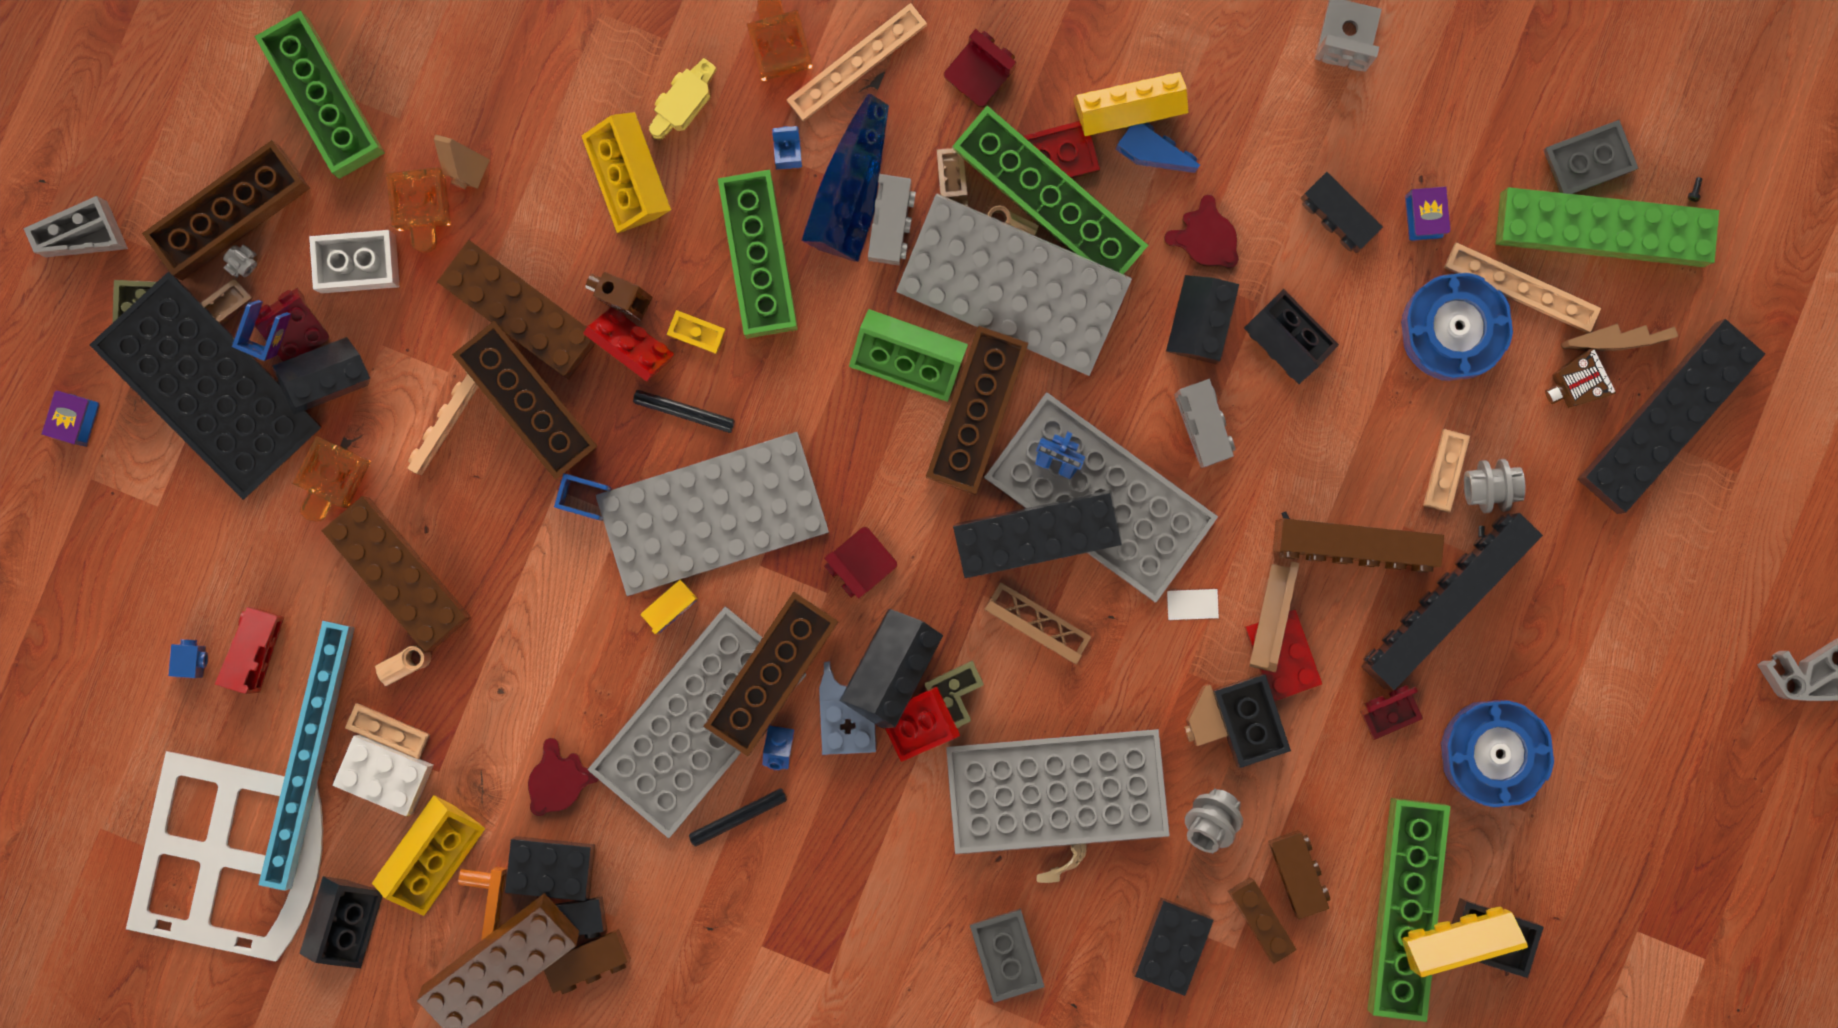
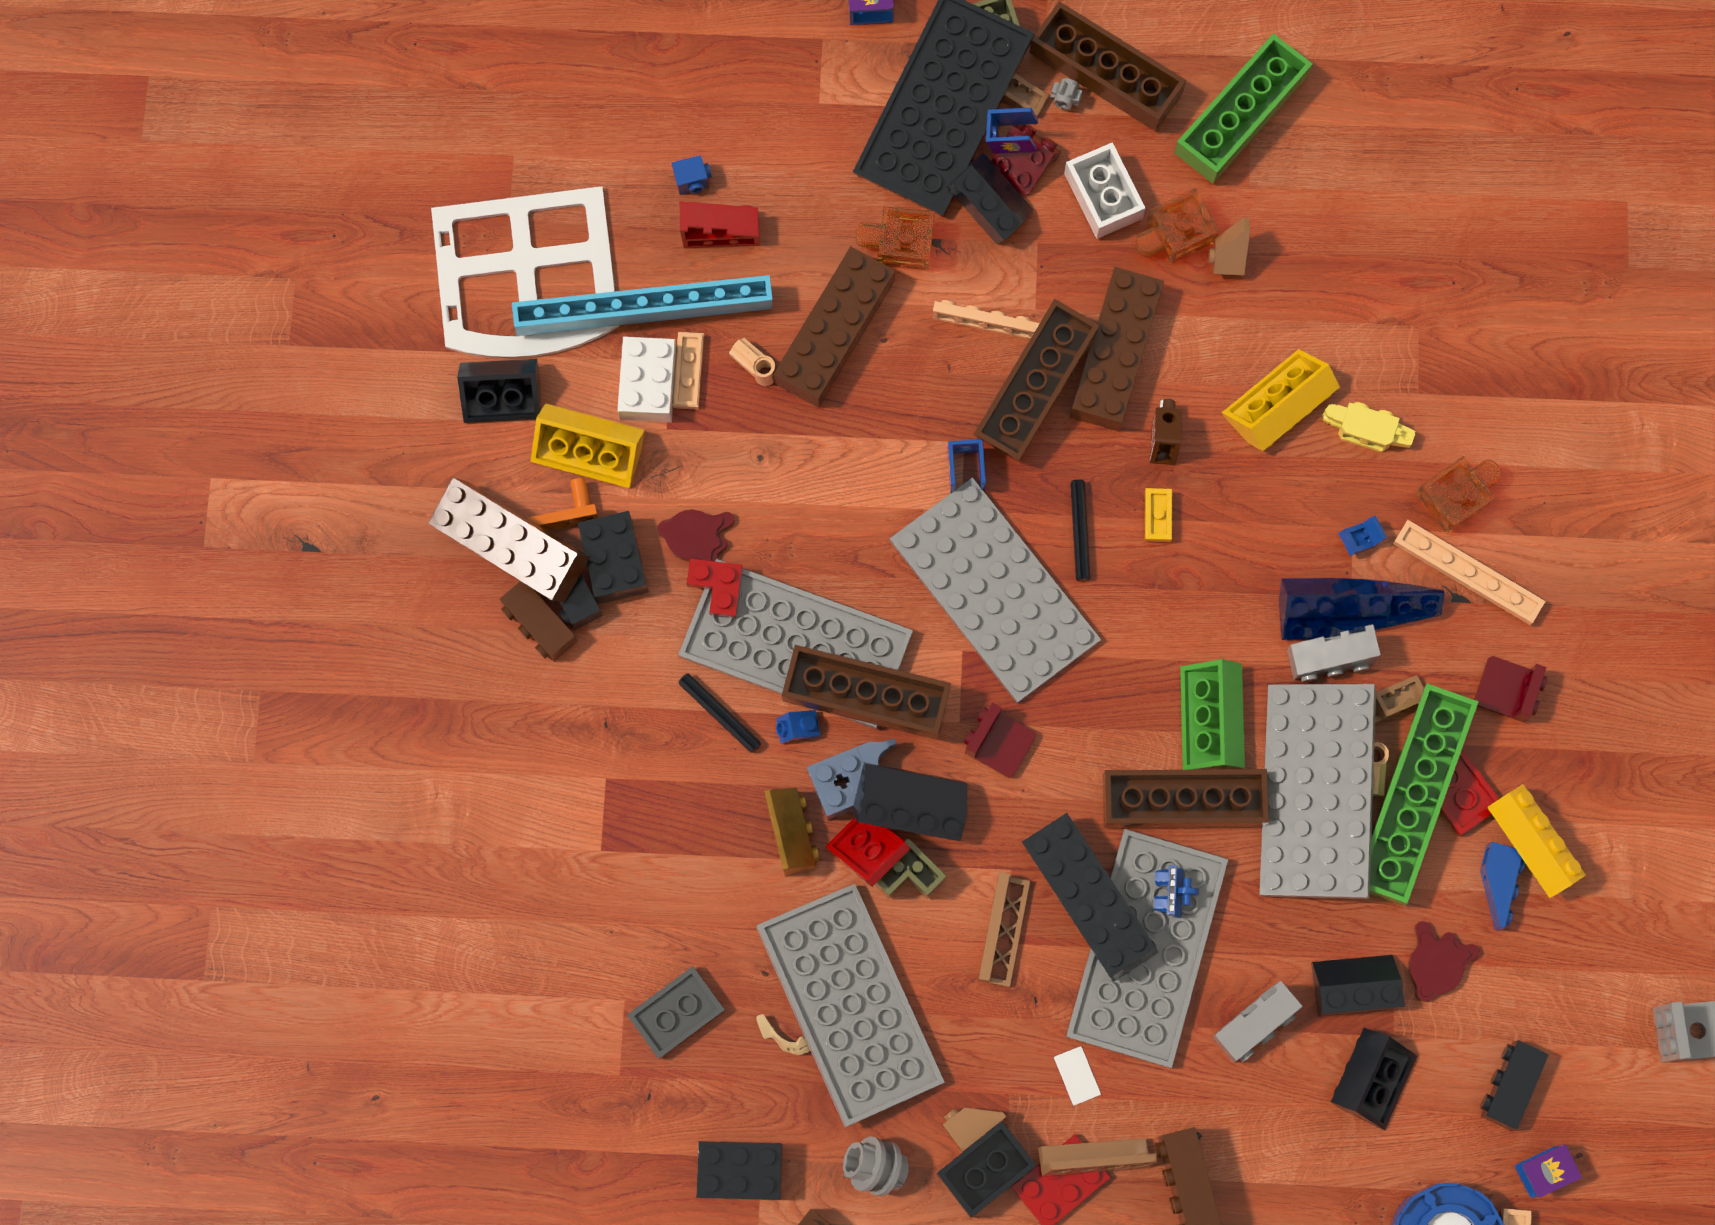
camera: 70 degrees right, 10 degrees down
(612, 770) = (722, 579): none -> red plate
(629, 343) = (1124, 456): red plate -> none
(669, 607) = (893, 581): yellow panel -> none
(757, 254) = (1252, 543): bright green brick -> none
(876, 789) = (791, 830): none -> pearl gold slope

